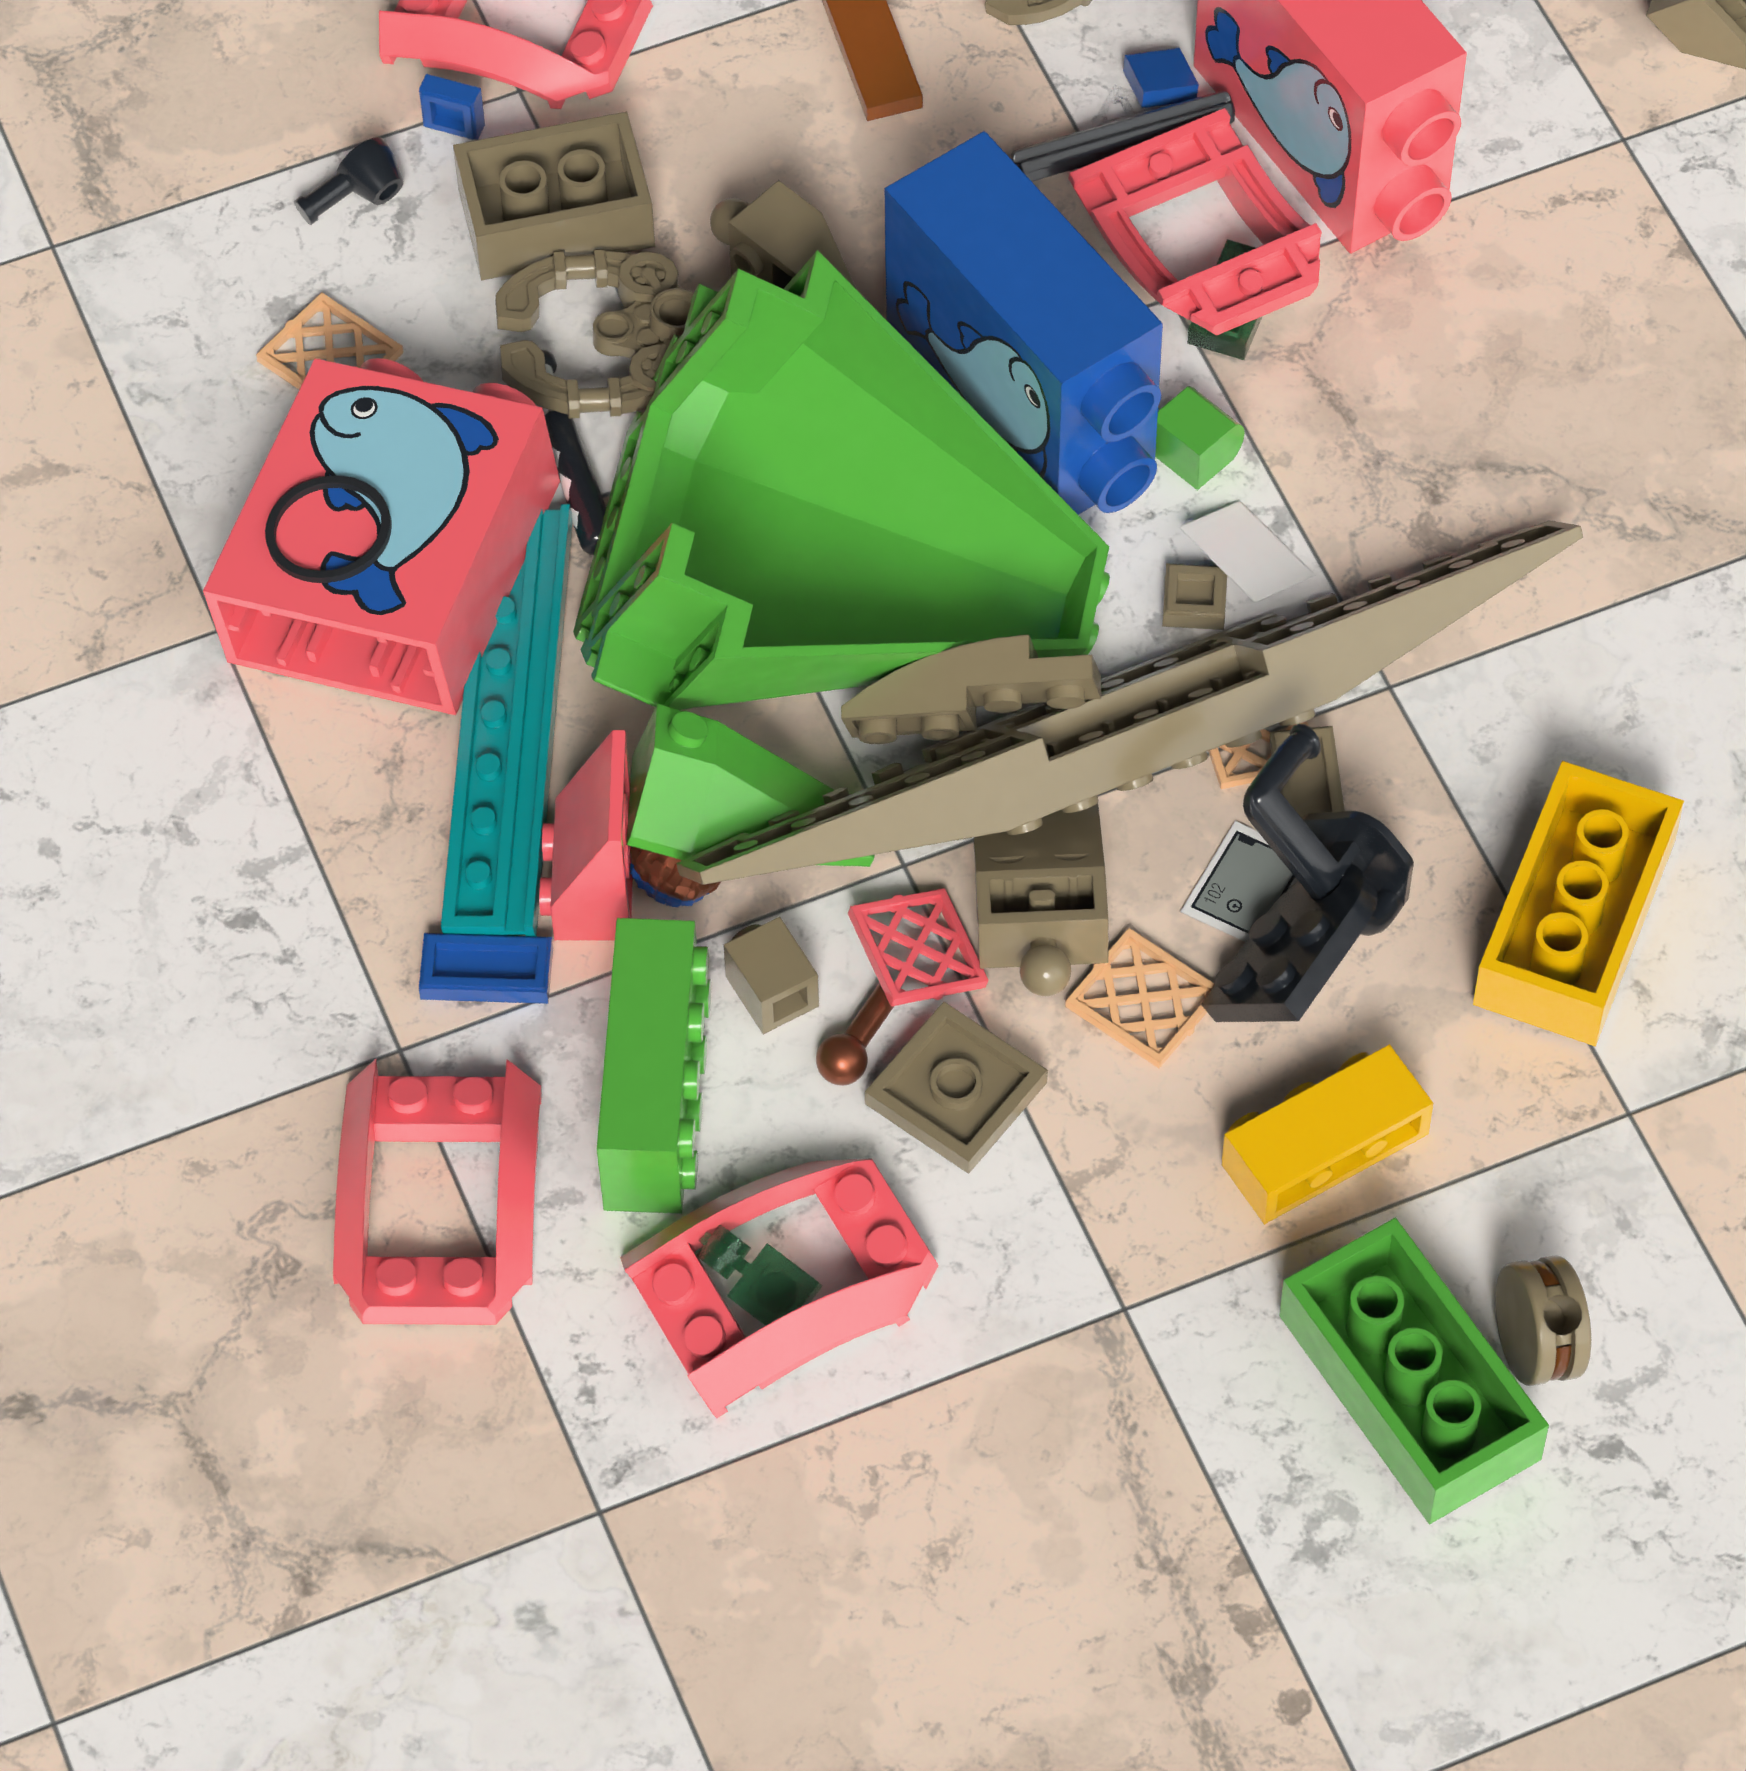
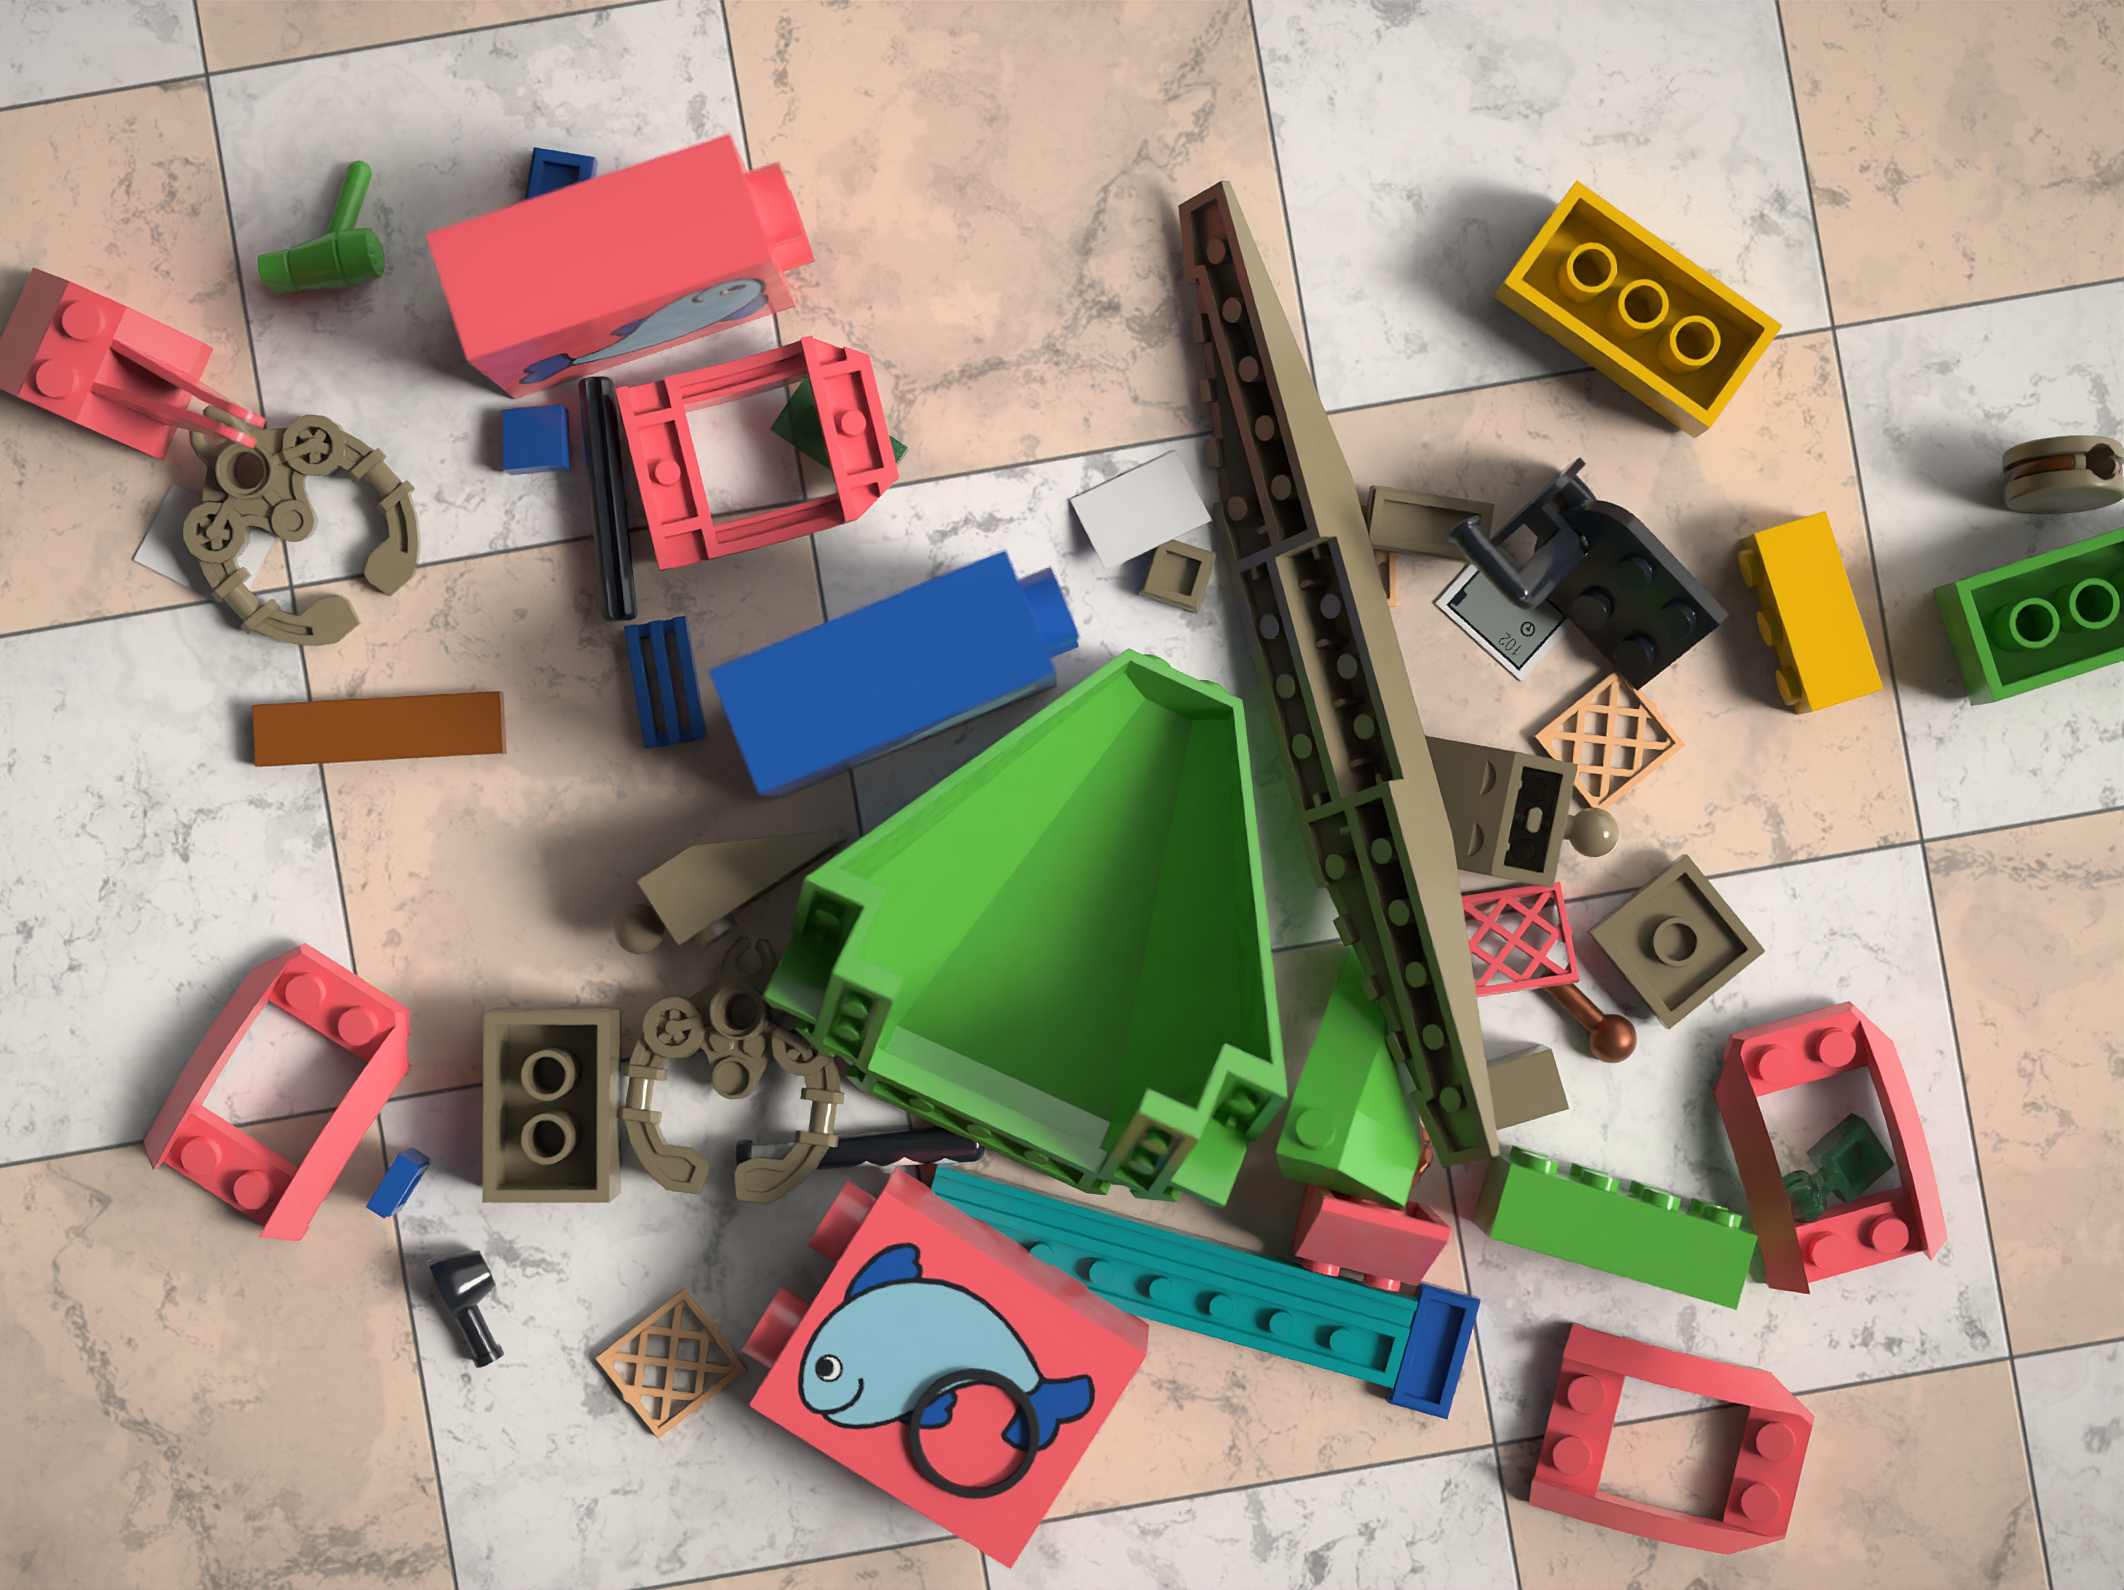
camera: 80 degrees left, 30 degrees up
(943, 690) = (1284, 802): dark tan slope -> none
(1196, 437) = (1000, 521): bright green piece -> none

